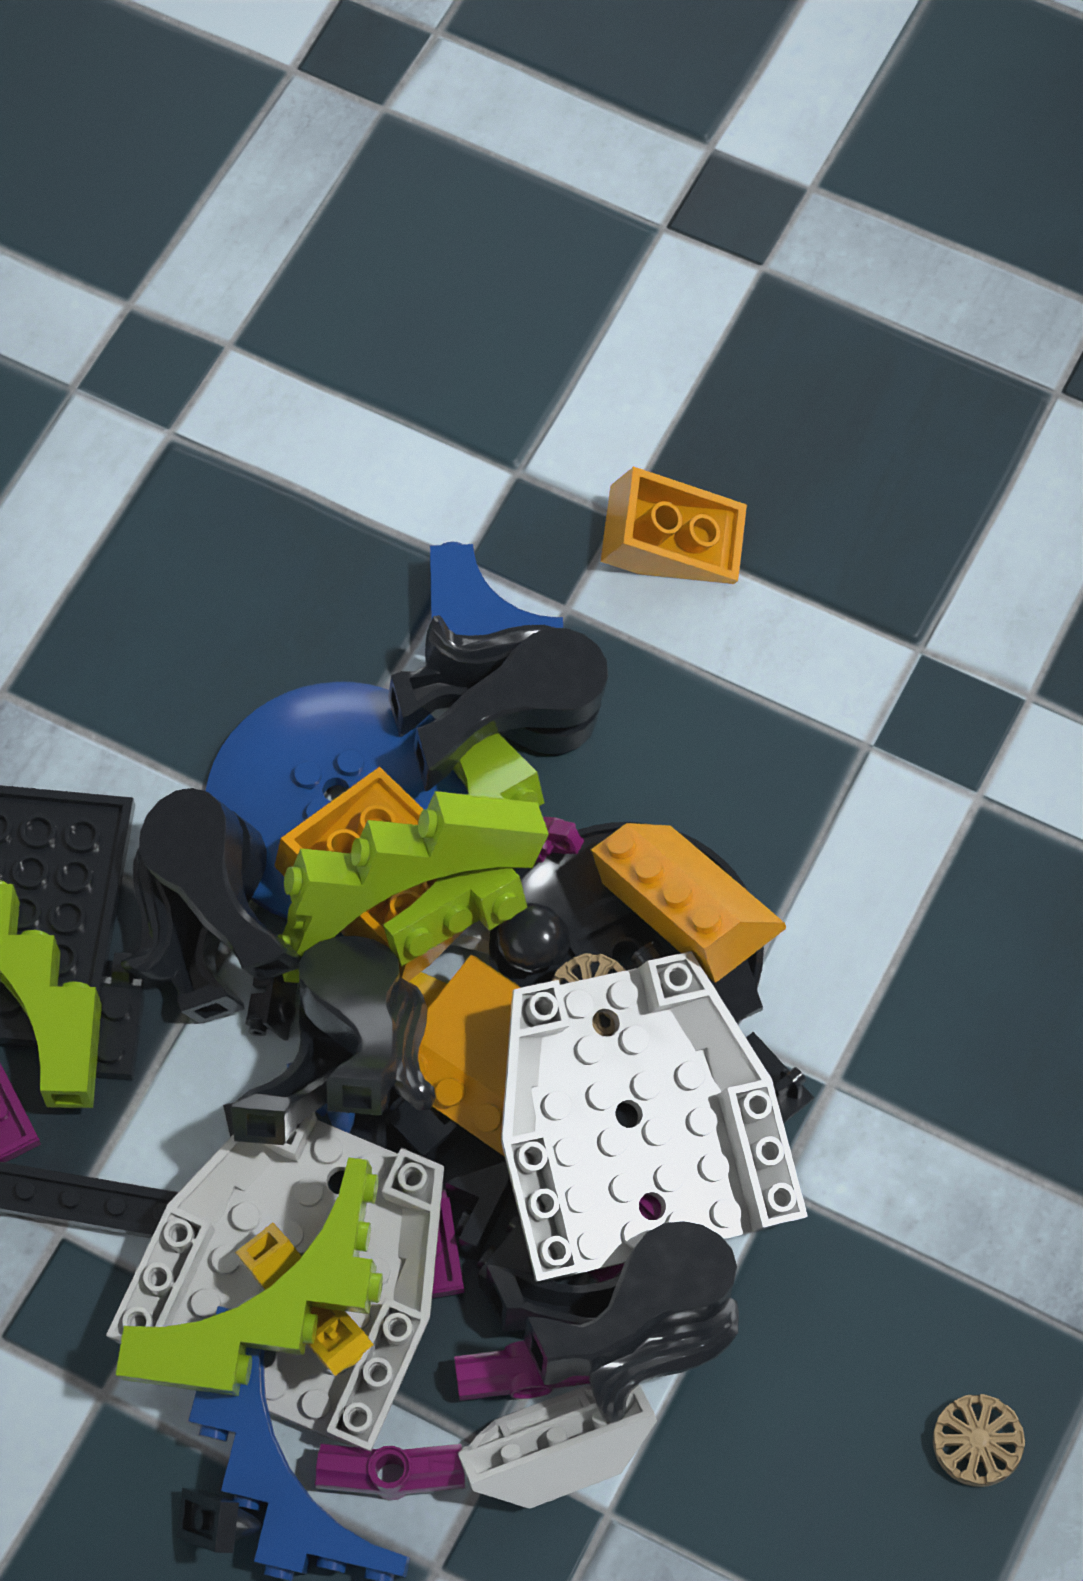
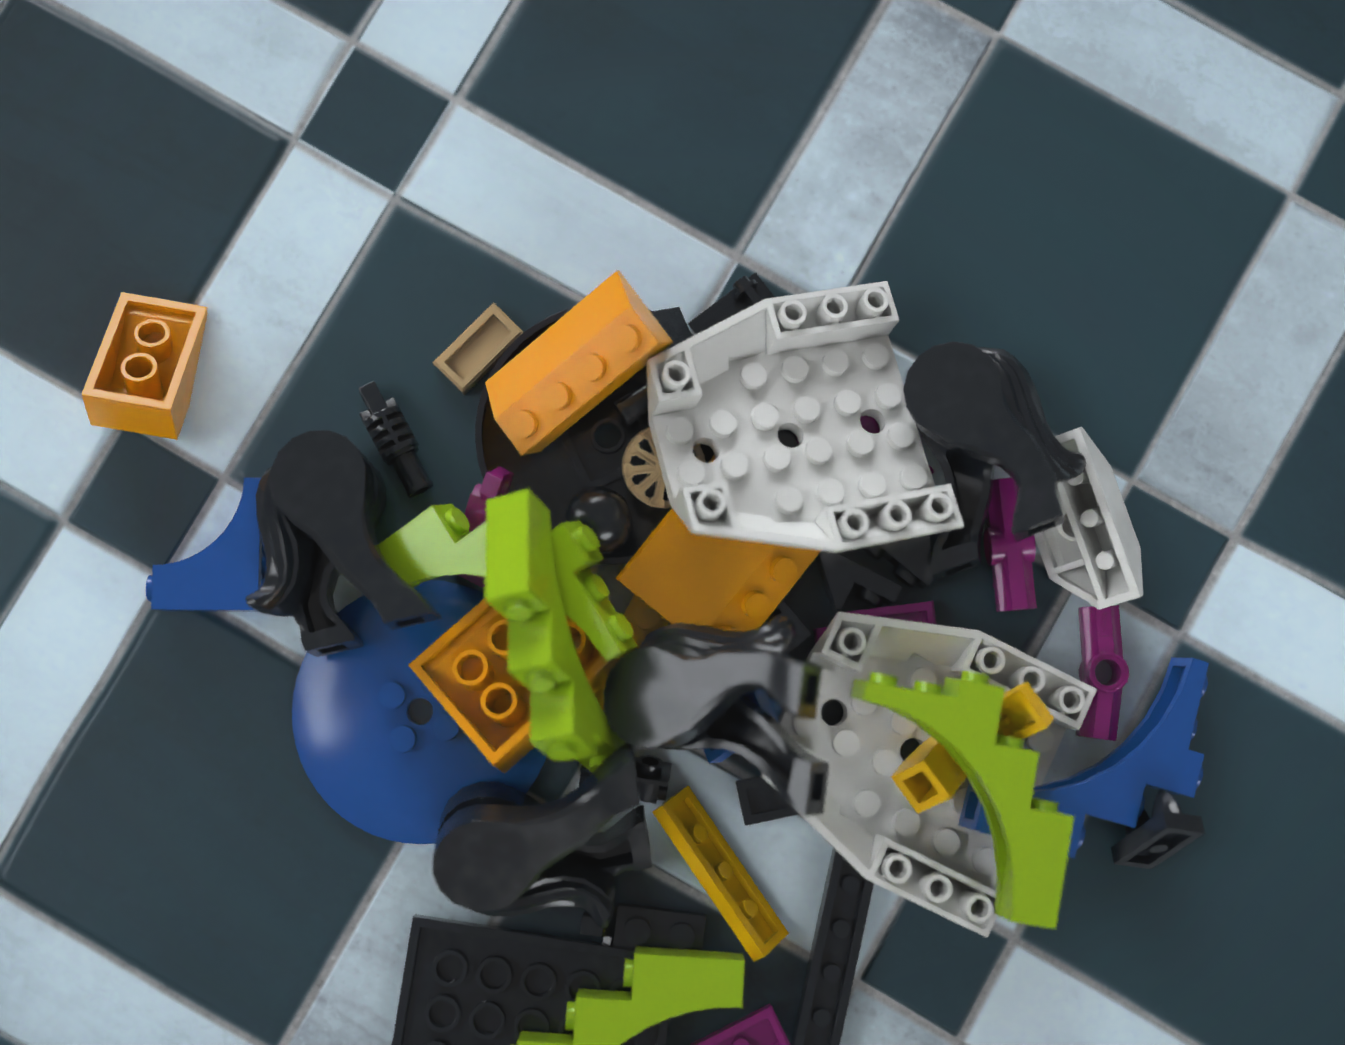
camera: 90 degrees left, 20 degrees up
(174, 1085) = (721, 873): none -> yellow plate
(612, 755) = (394, 439): none -> black hinge
(714, 828) = (478, 348): none -> tan tile
(978, 1440) = (1079, 155): tan wheel -> none

